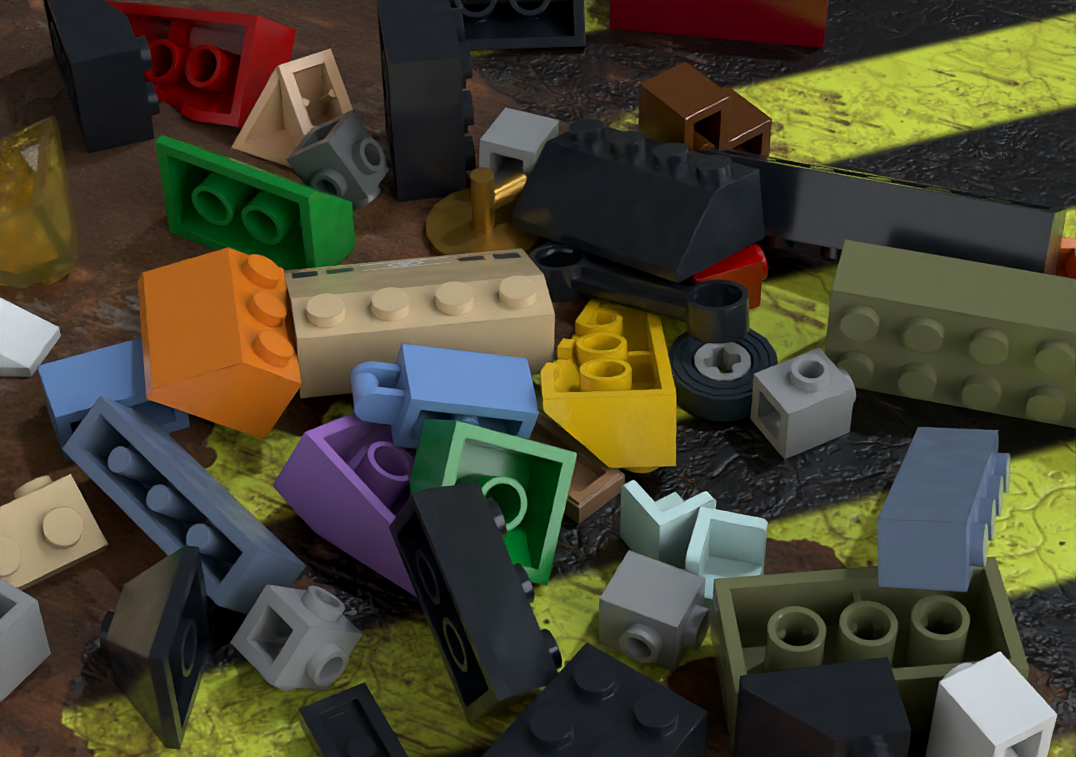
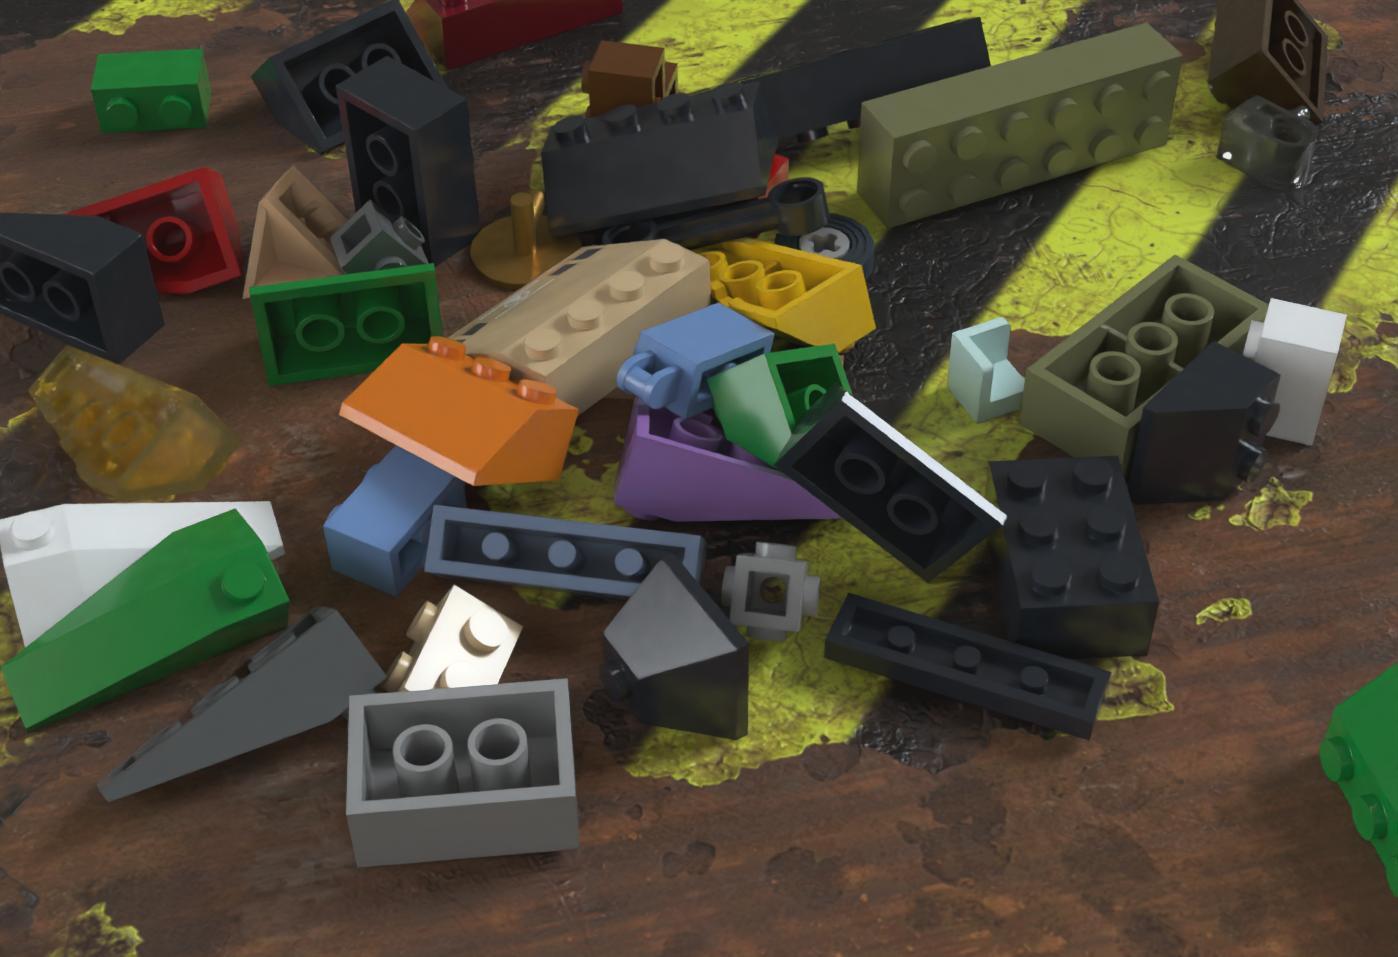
camera: 40 degrees left, 0 degrees up
(515, 142) = (501, 172): light grey brick -> none
(653, 611) = (977, 426): light grey brick -> none
(660, 527) = (916, 375): light aqua panel -> none
(802, 402) = (909, 241): light grey brick -> none
(942, 509) = (1112, 243): sand blue brick -> none

